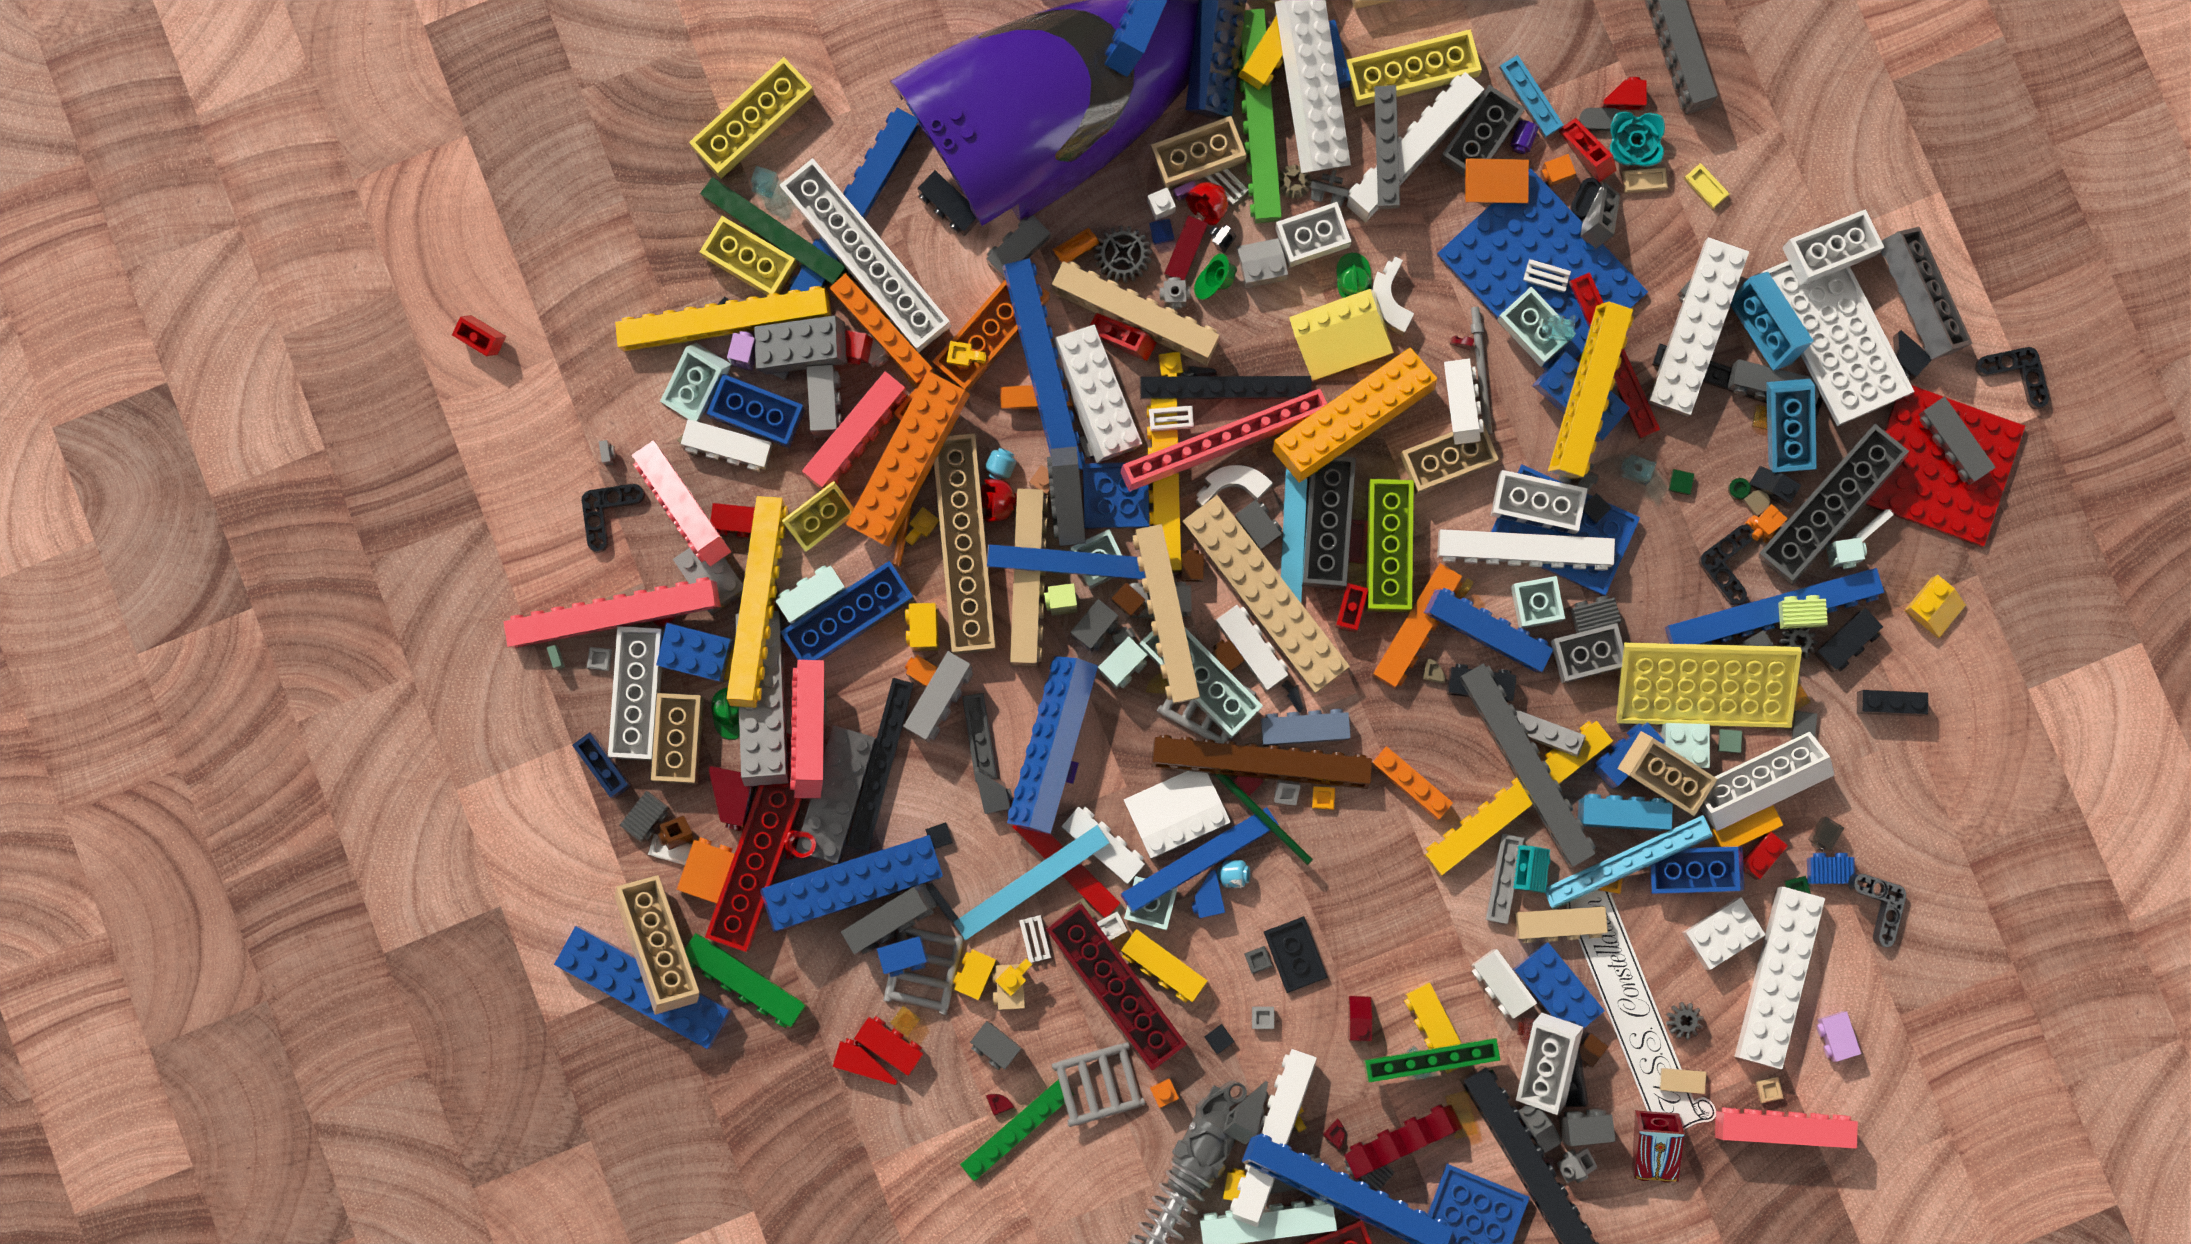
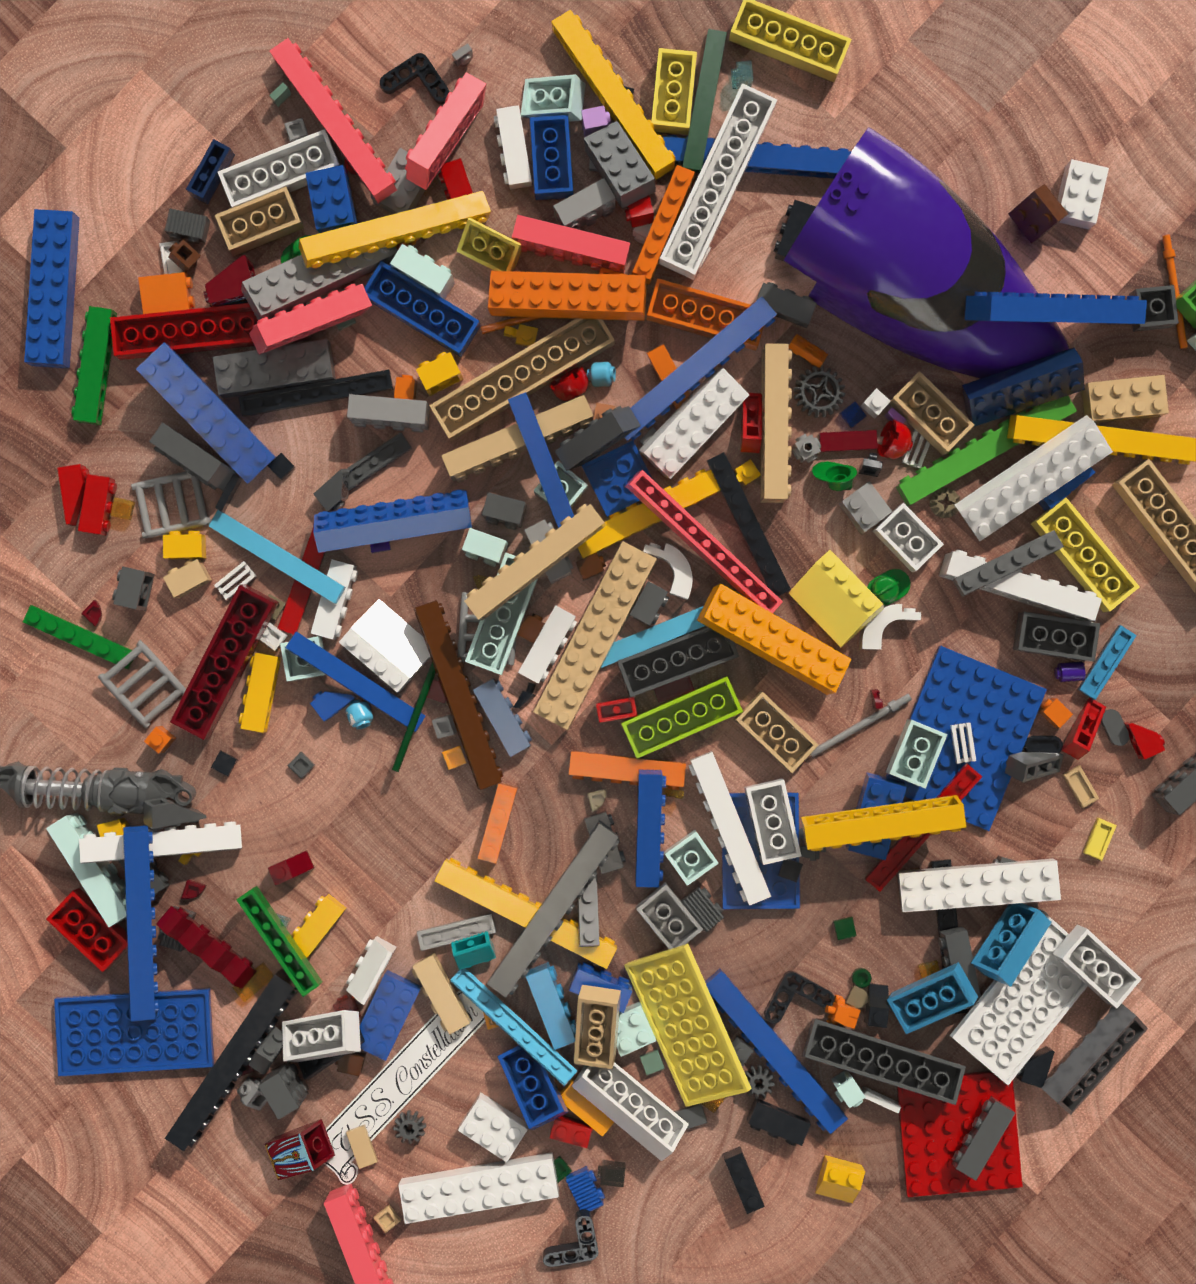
camera: 55 degrees right, 5 degrees up
(656, 944) = (84, 281): tan brick -> none
(791, 843) = (218, 349): red piece -> none
(902, 956) = (167, 481): blue brick -> none
(962, 354) = (673, 299): yellow plate -> none
(1012, 978) = (192, 577): yellow plate -> none
(1061, 599) = (512, 473): yellowish green brick -> none
(1122, 634) = (509, 536): light grey plate -> none
(1129, 600) = (533, 527): reddish brown brick -> none
(1190, 425) = (708, 489): white tile -> none
(1199, 371) = (752, 498): black bar -> none
(1262, 1017) = (256, 790): light grey plate -> none
(1295, 954) = (319, 792): black tile -> none
(1319, 188) = (949, 525): dark grey hips -> none
(1462, 401) = (826, 721): white brick -> none
(1496, 181) = (1022, 666): orange tile -> none
(1559, 328) = (923, 773): clear light blue brick -> none
(1643, 476) = (838, 897): clear light blue brick -> none
(1647, 128) = (1124, 770): teal brick -> none
(1802, 613) = (781, 1076): yellowish green brick -> none
(1838, 1036) = (454, 1255): lavender brick -> none
(2024, 367) = (1070, 1165): black beam -> none

